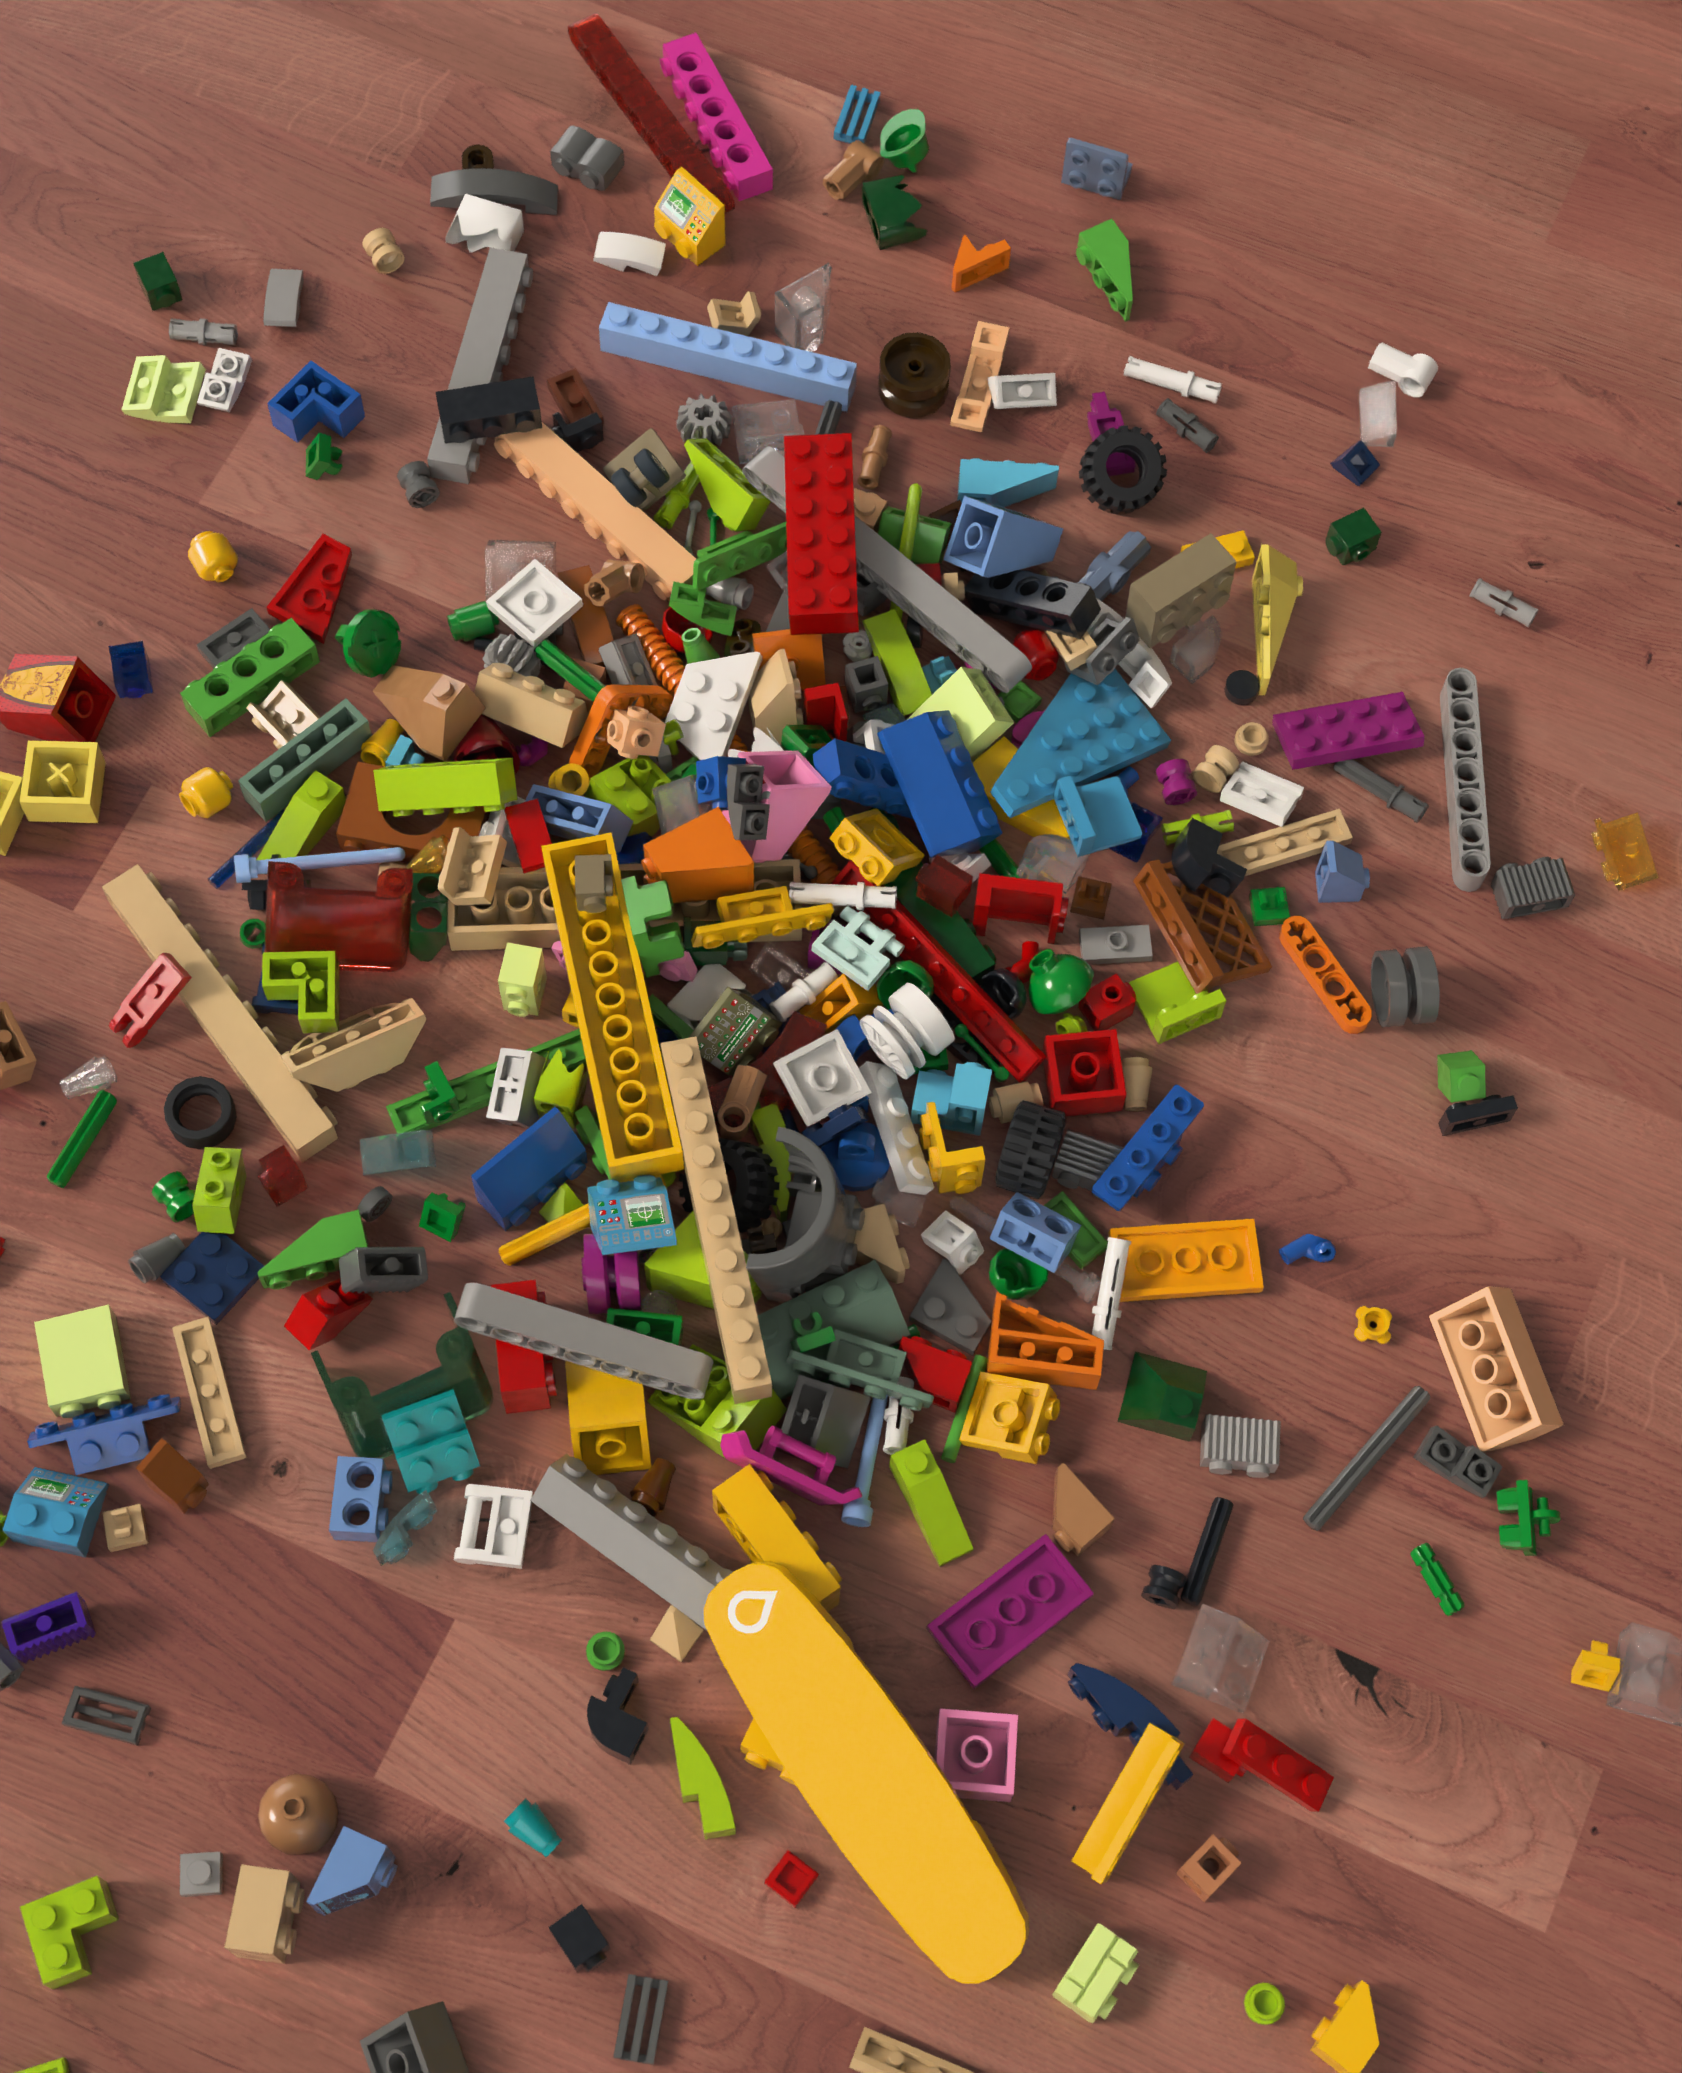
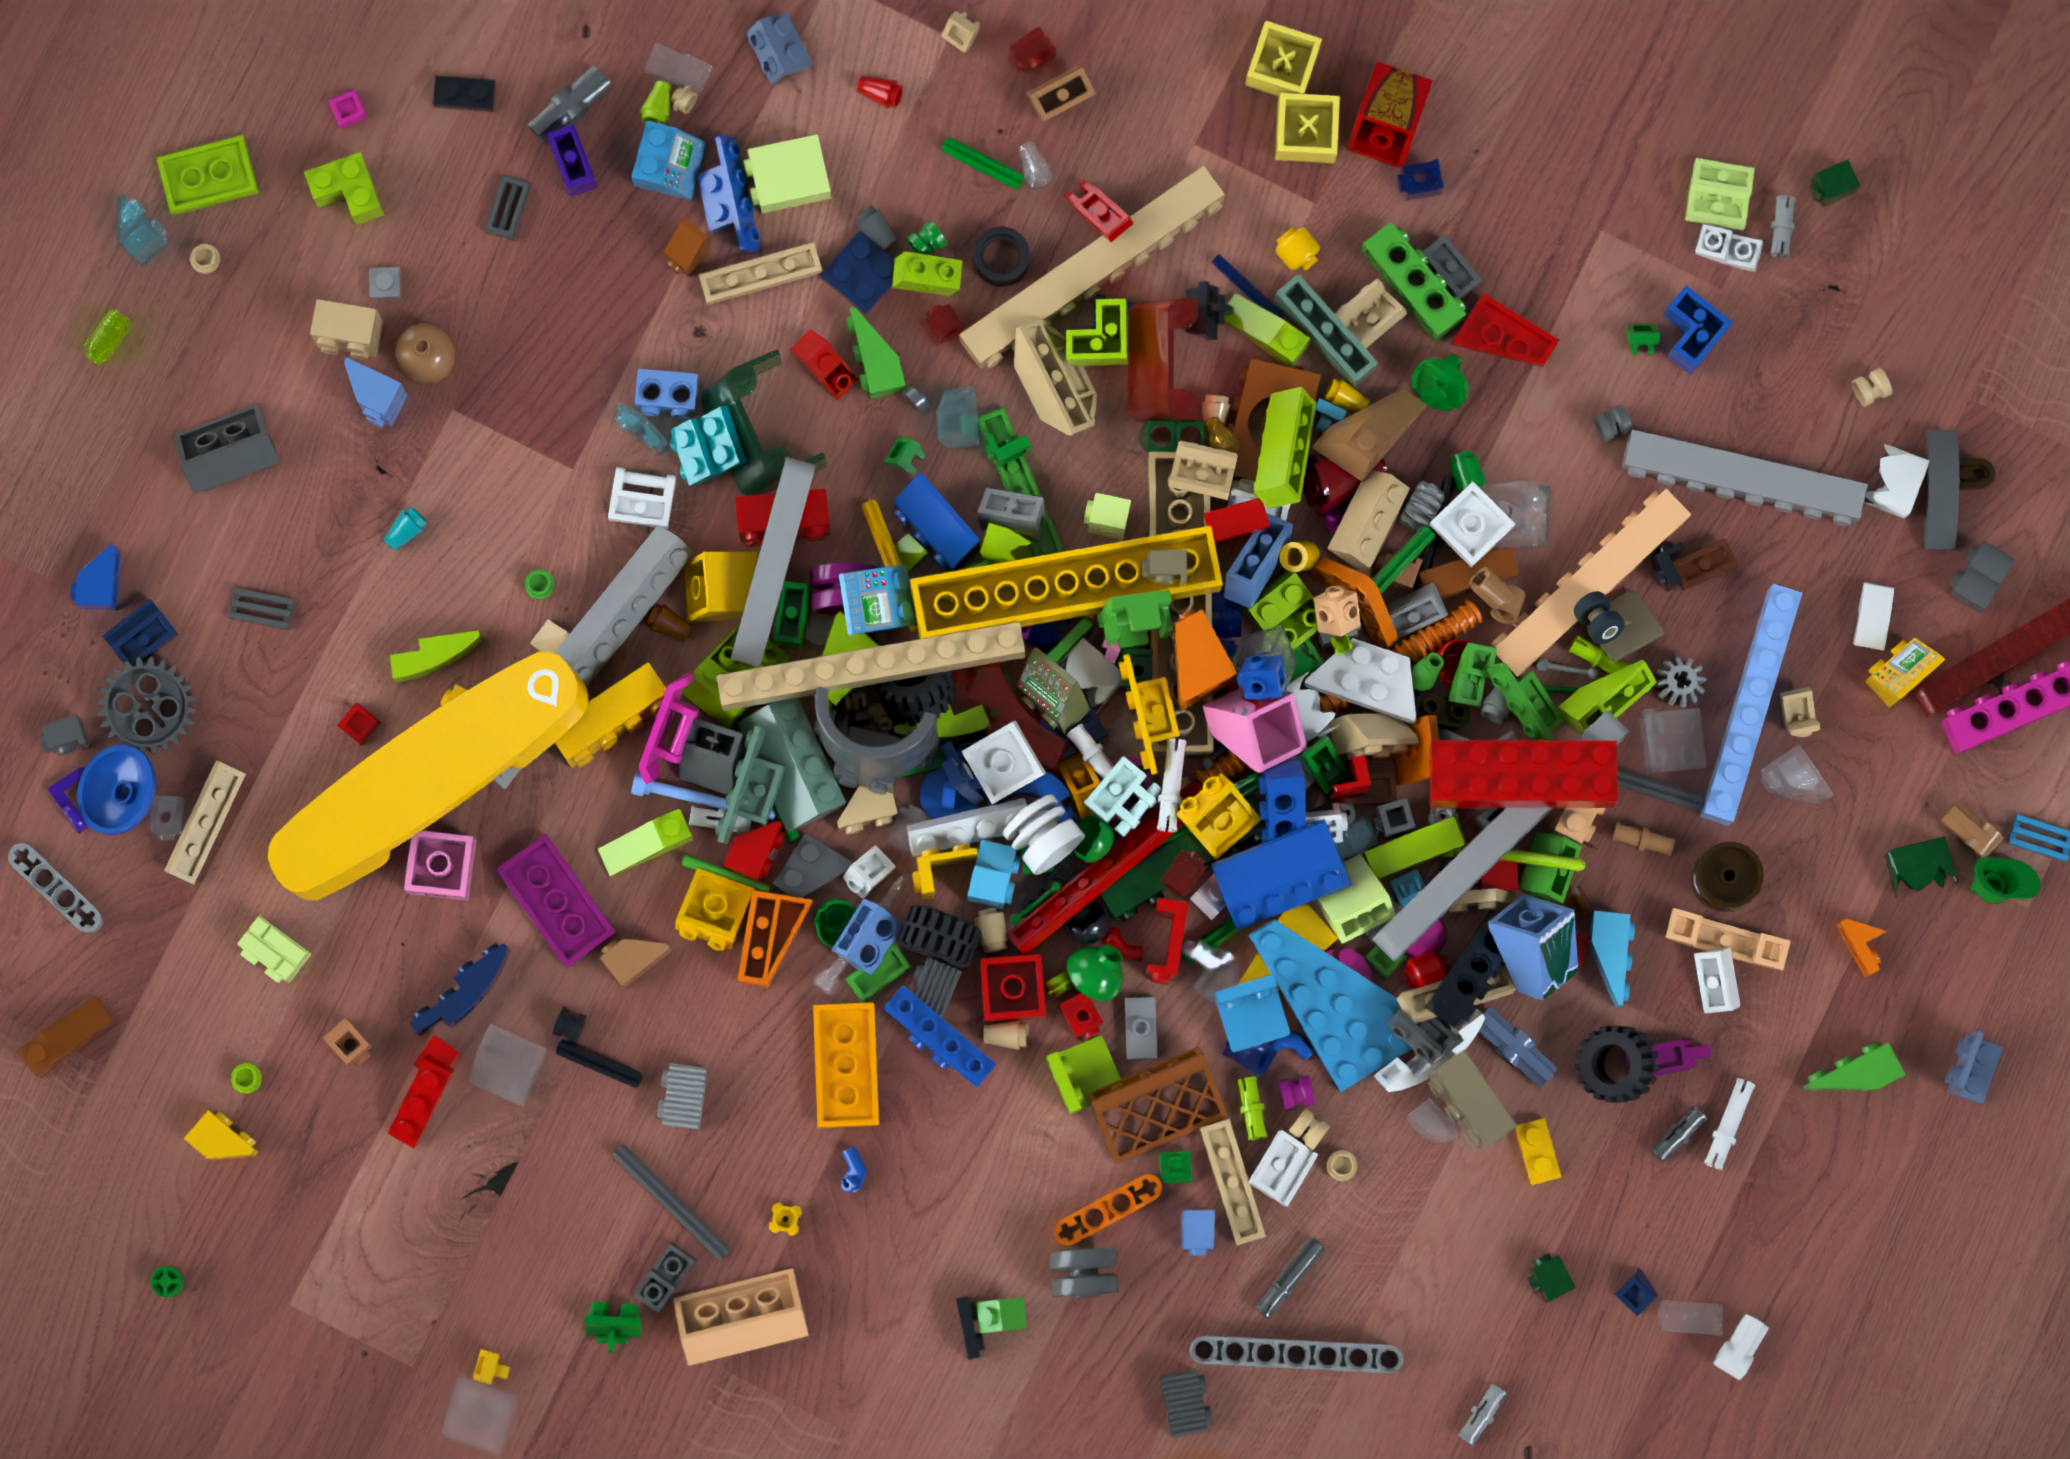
camera: 90 degrees right, 15 degrees up
(125, 1527) = (654, 214): tan tile -> none
(212, 556) = (1535, 244): yellow head -> none
(247, 930) = (1164, 286): green hinge -> none
(248, 868) = (1213, 286): light blue piece -> none
(282, 297) = (1820, 296): light grey slope -> none
(383, 1269) = (852, 406): dark grey brick -> none
(489, 410) = (1675, 482): black brick -> none
(580, 1940) = (319, 563): black brick -> none
(610, 1725) = (478, 586): black brick -> none
(741, 1101) = (983, 693): medium nougat piece -> none
(746, 811) = (1232, 696): dark grey slope -> none
(811, 1338) = (773, 746): green tile -> none
(1090, 897) = (1187, 1010): reddish brown tile -> none
(1110, 1291) = (783, 990): white pin -> none
(1127, 1803) = (397, 981): yellow fence -> none
(1163, 1396) = (730, 1038): dark green slope -> none
(1198, 863) = (1209, 1100): black brick -> none
(1241, 687) = (1396, 1162): black tile -> none
(1274, 596) = (1482, 1197): light yellow wedge -> none
(1348, 730) = (1346, 1253): magenta plate -> none
(1437, 1579) = (568, 1249): green axle -> none

